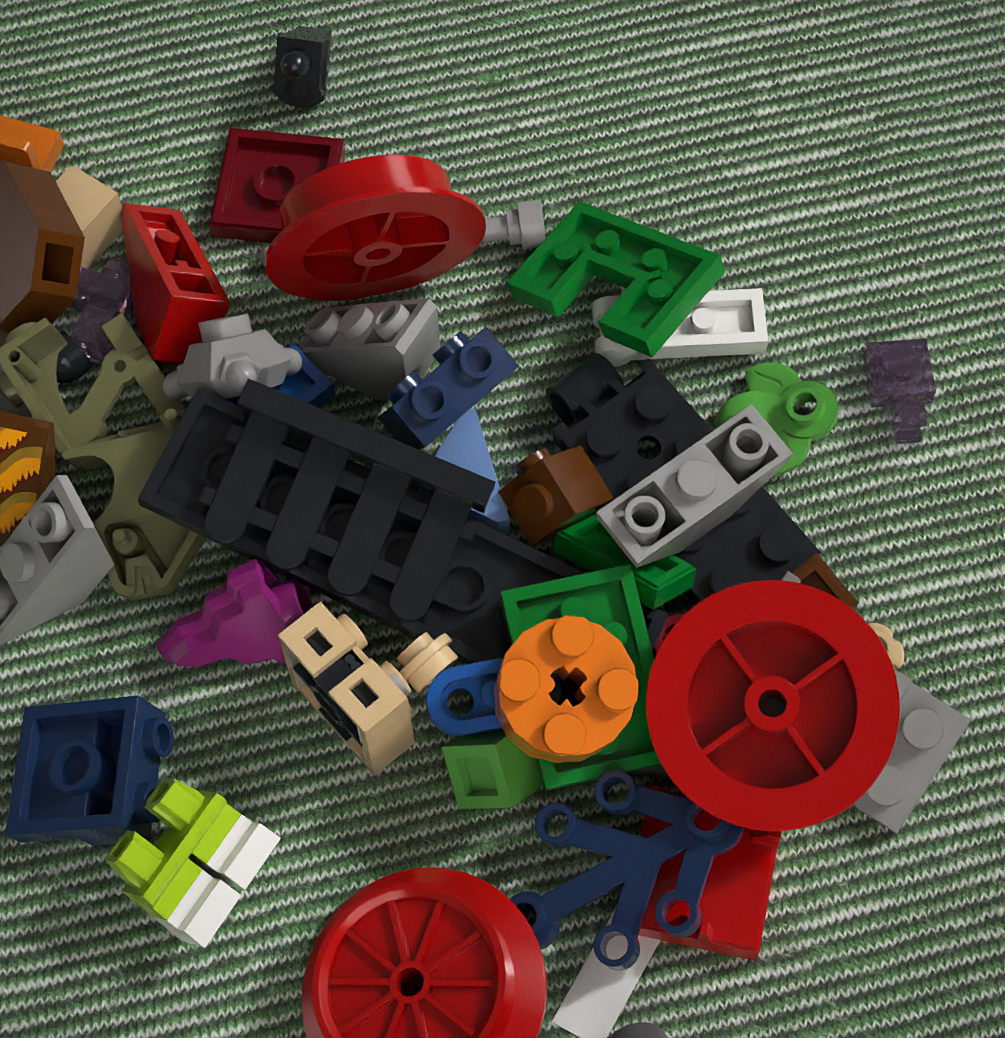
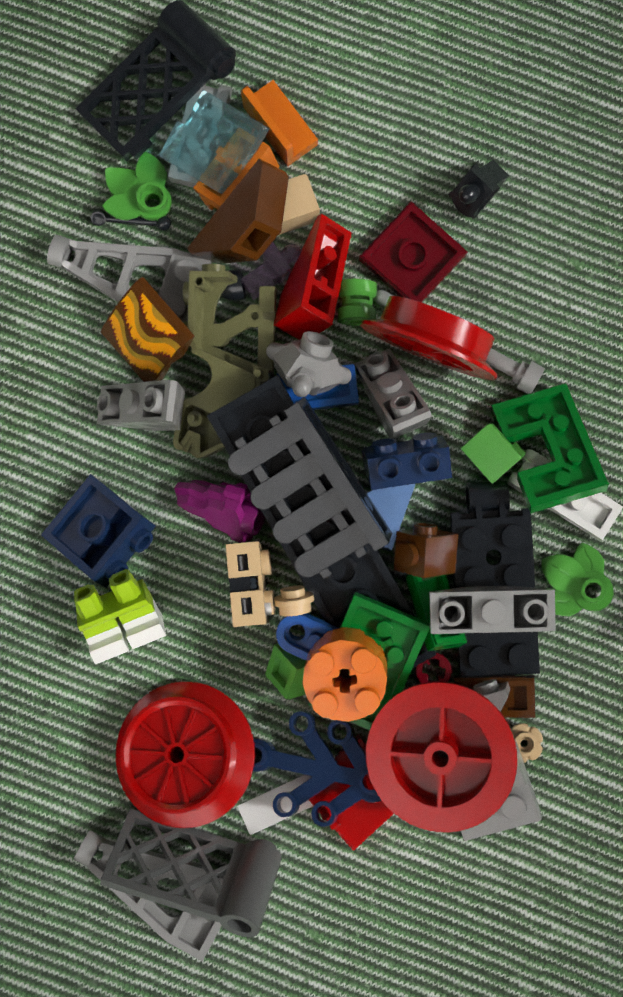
camera: 35 degrees right, 20 degrees up
(243, 274) = (357, 301): none -> bright green wheel
(549, 327) = (492, 452): none -> bright green panel

